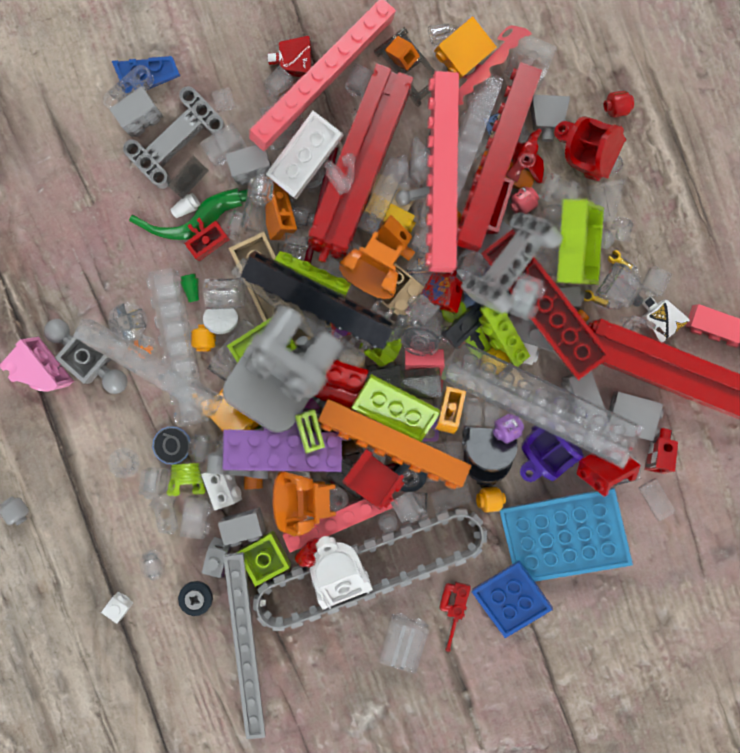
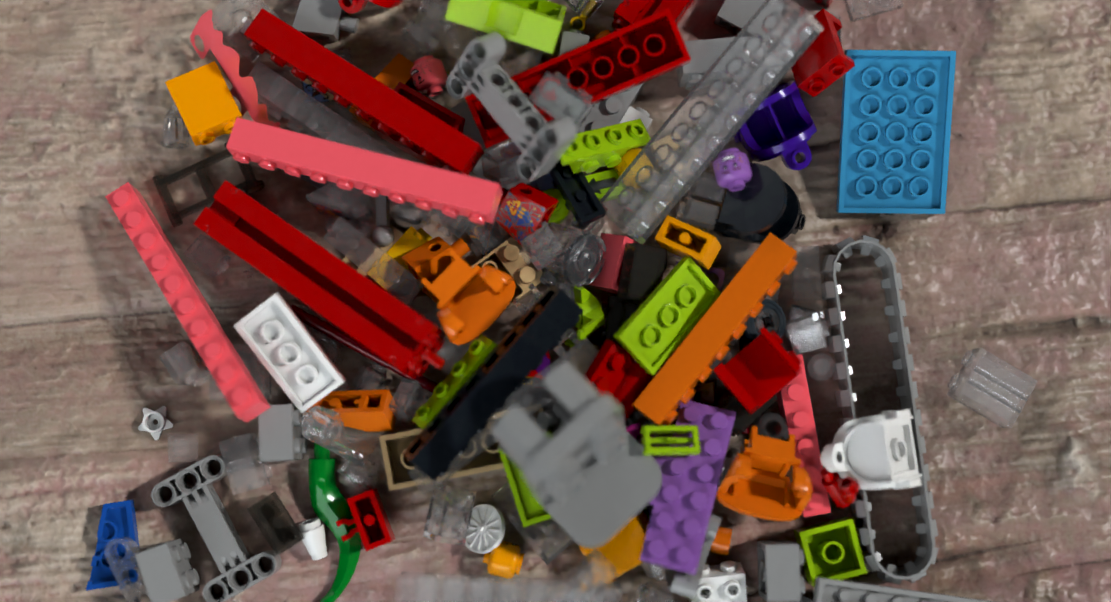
camera: 75 degrees left, 5 degrees down
(190, 286) = (427, 559): green cone -> none
(233, 71) = (148, 425): none -> white plate
(293, 56) = (151, 336): red torso -> none
(337, 178) = (334, 313): clear plant -> none
(402, 53) = (187, 188): orange brick -> none
(459, 606) = (960, 302): red piece -> none
(490, 499) = (821, 220): light orange head -> none
(512, 599) = (964, 225): blue plate -> none
(526, 157) = (373, 56): red animal -> none

